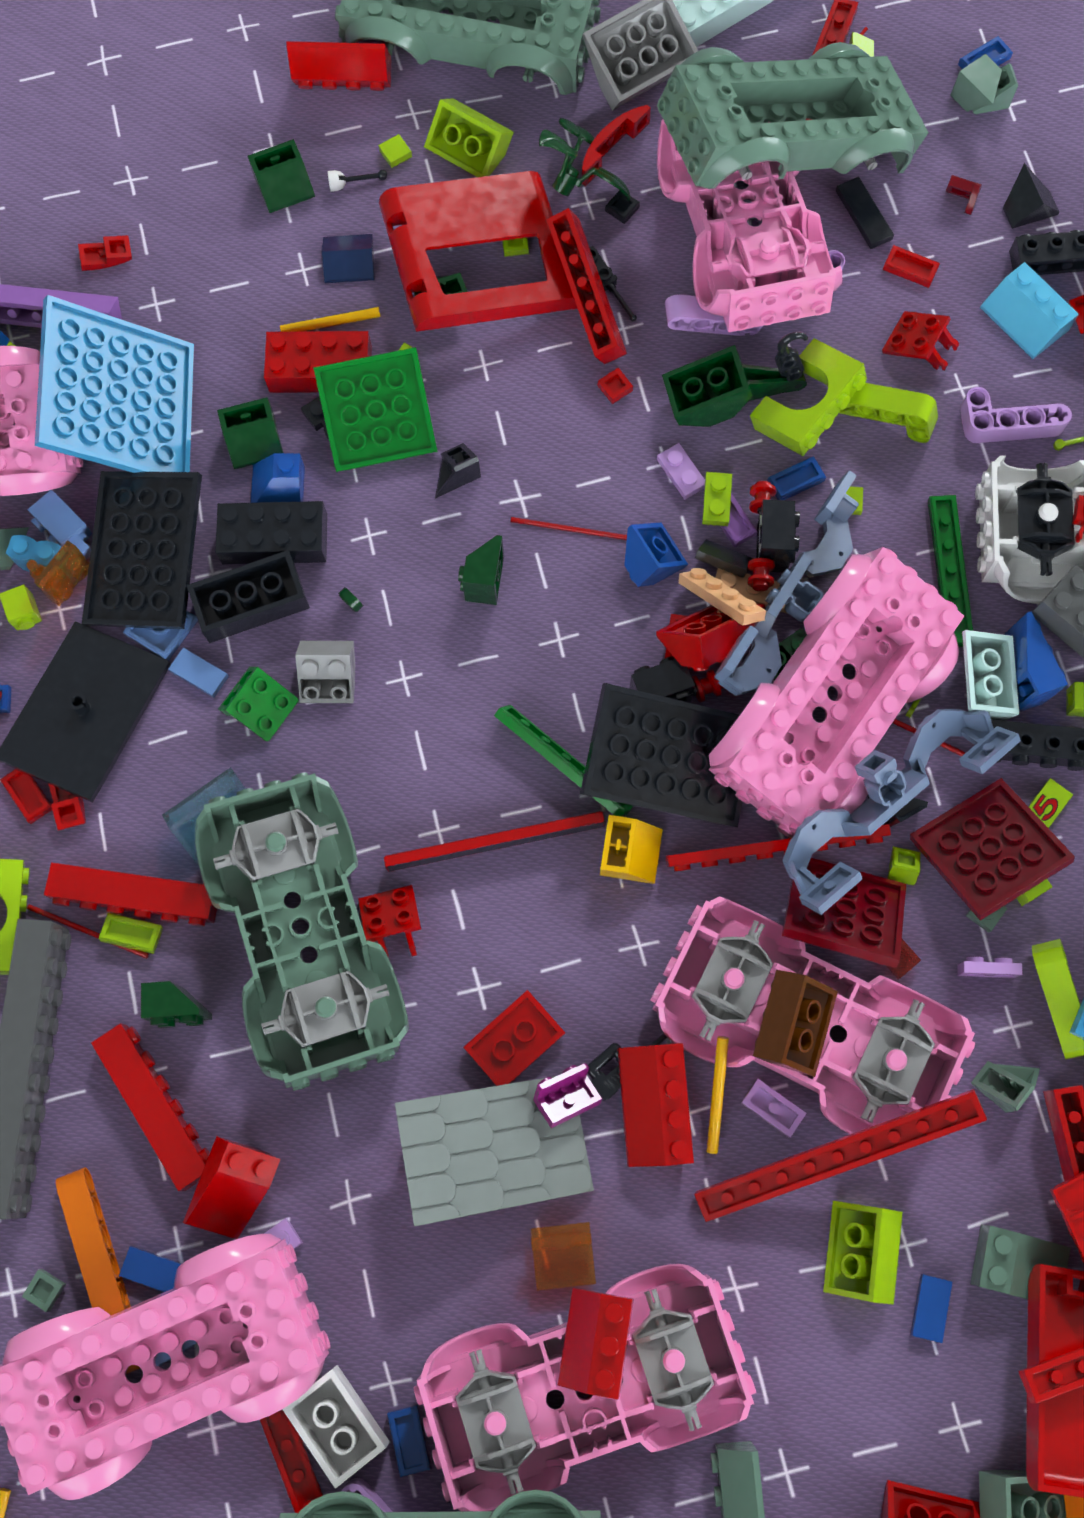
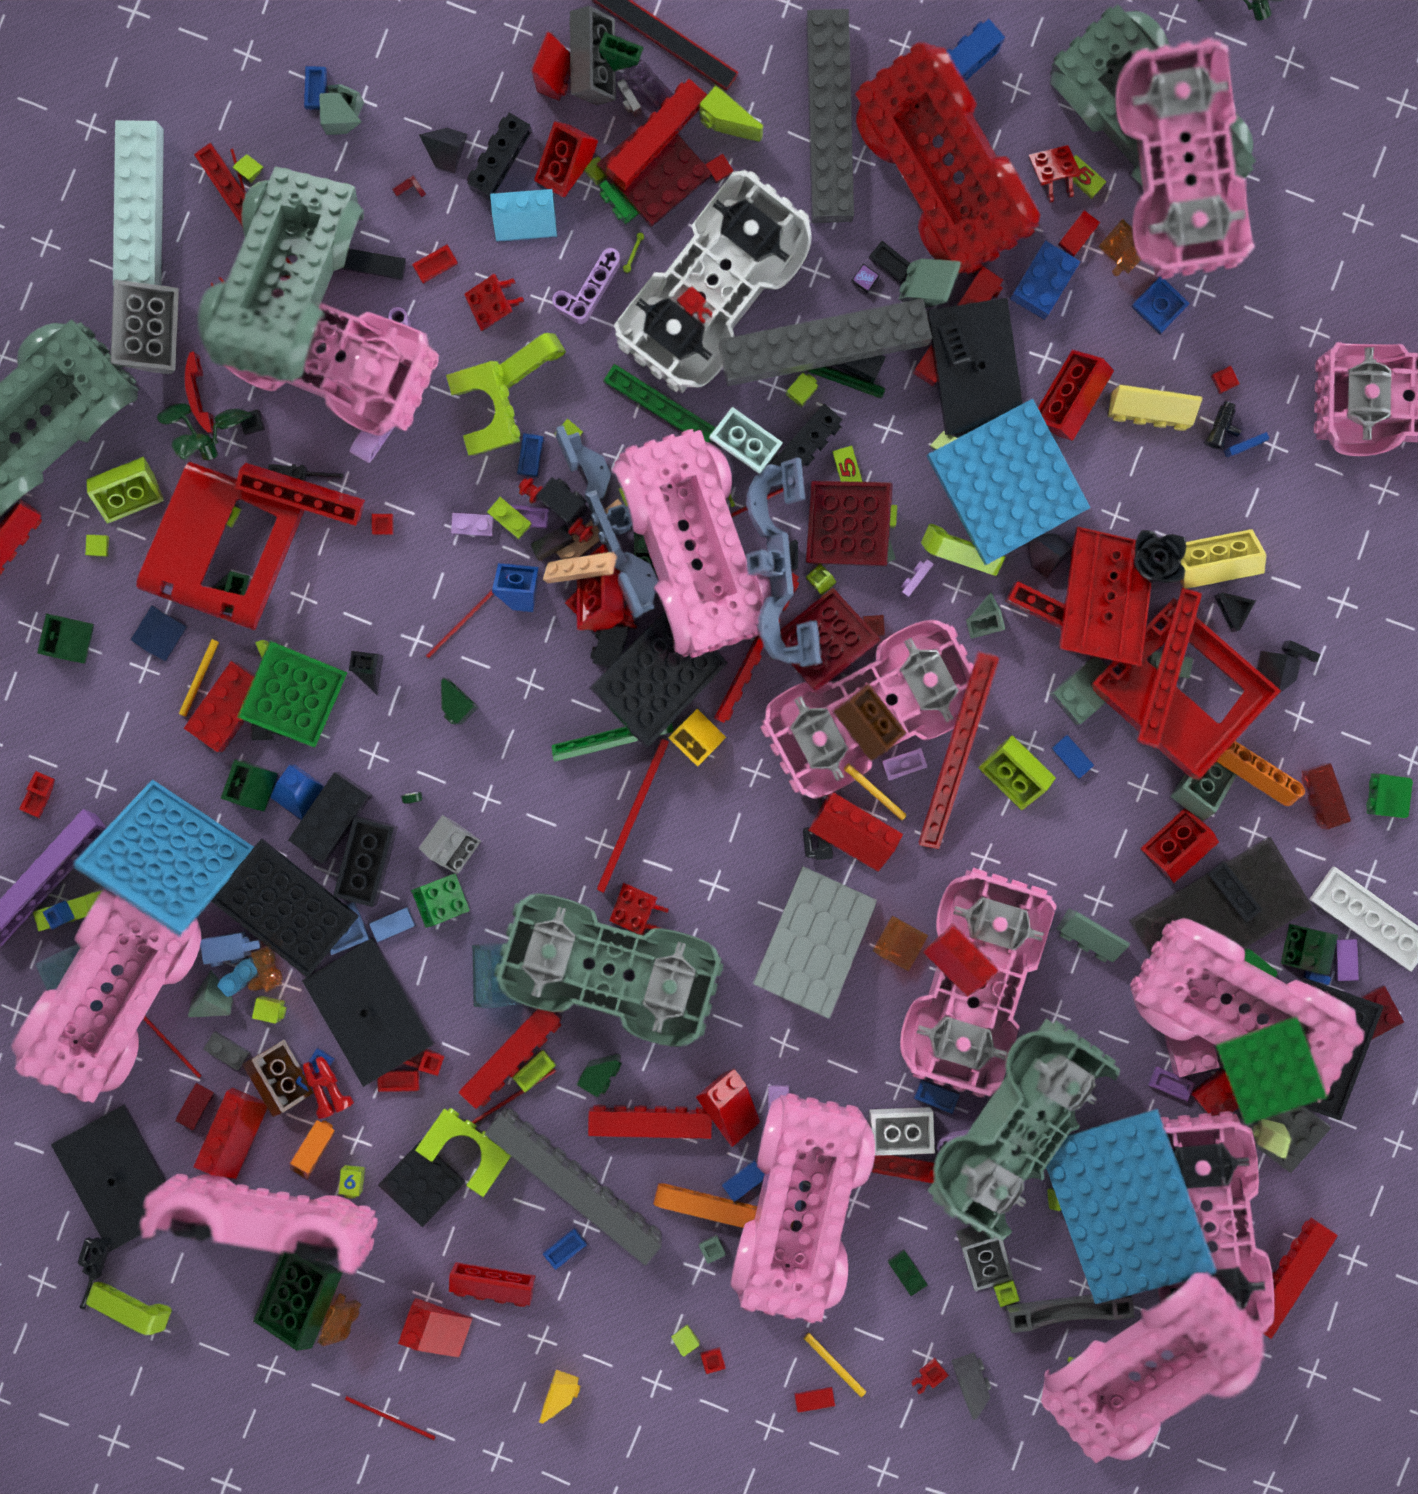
camera: 60 degrees left, 15 degrees up
(338, 180) = (93, 600): hinge -> none
(514, 1040) = (760, 886): red plate -> none
(566, 1095) = (814, 880): bracket -> none
(721, 385) = (437, 462): dark green slope -> none
(1035, 665) = (760, 409): blue slope -> none

